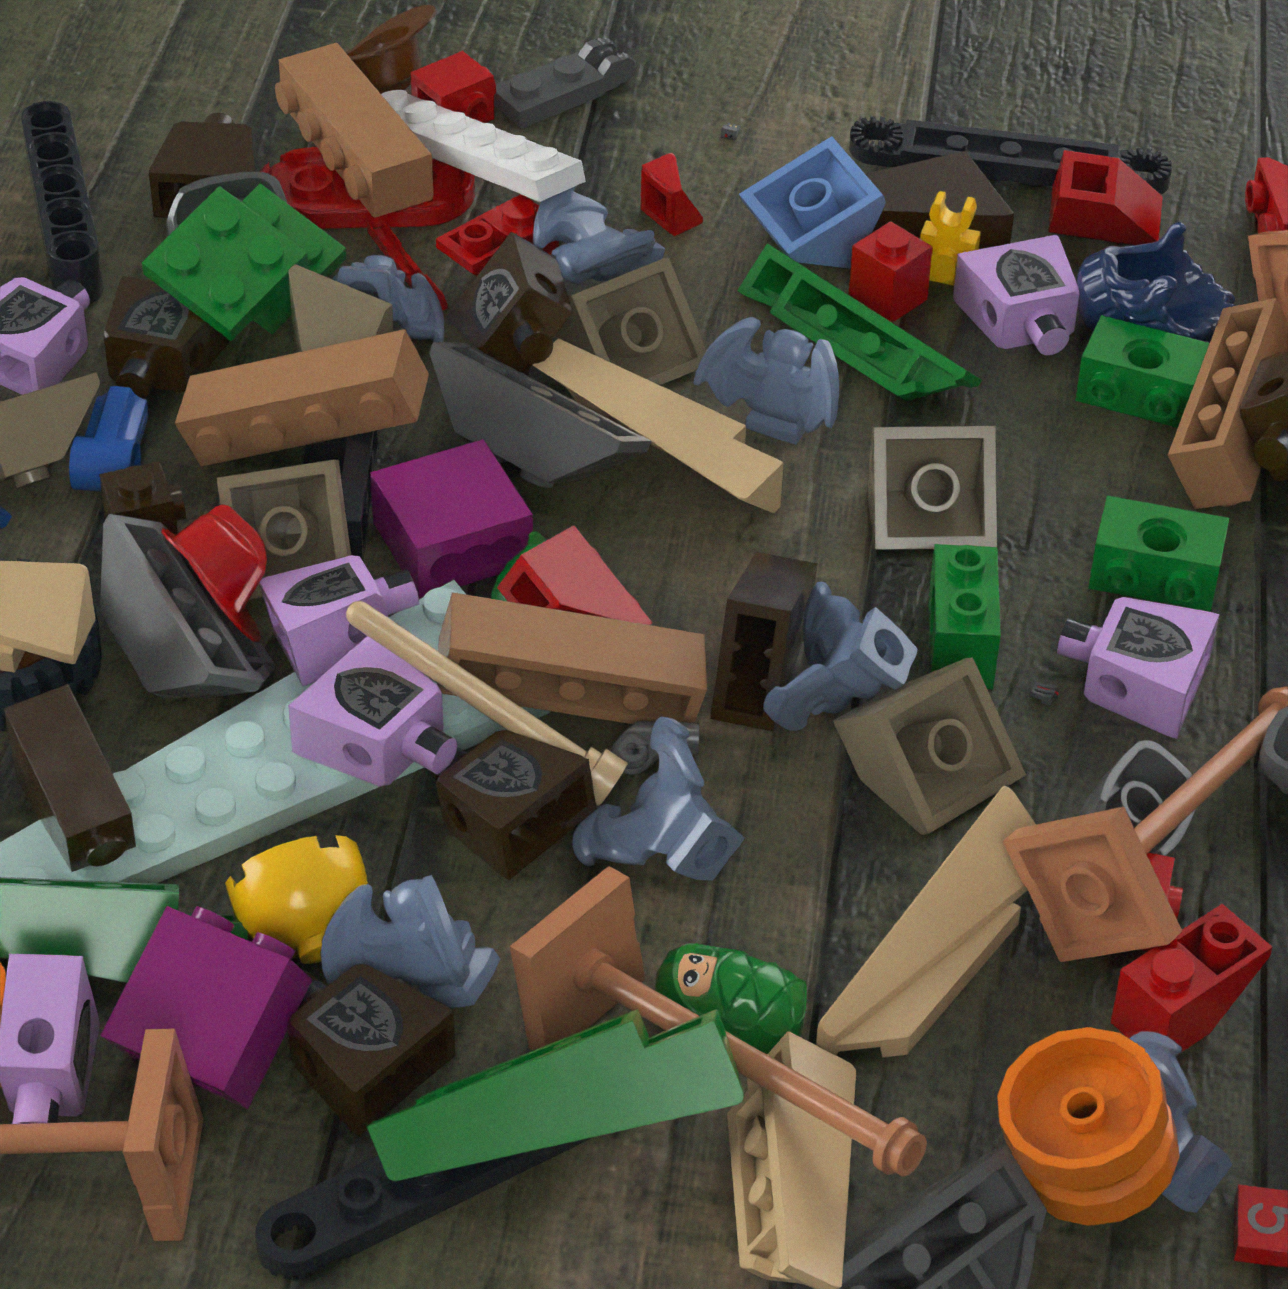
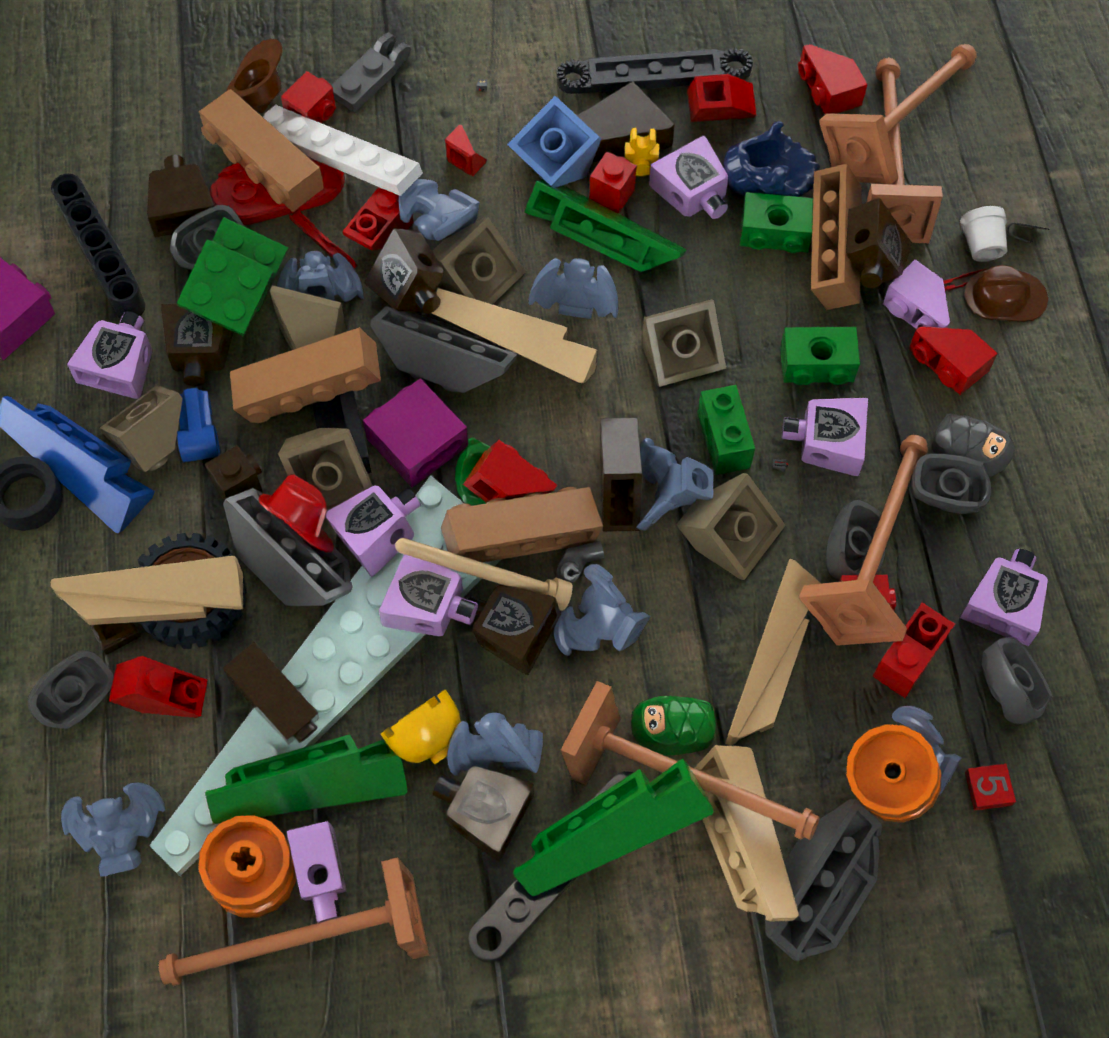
camera: 15 degrees left, 20 degrees up
(219, 996) = (398, 816): magenta piece -> none

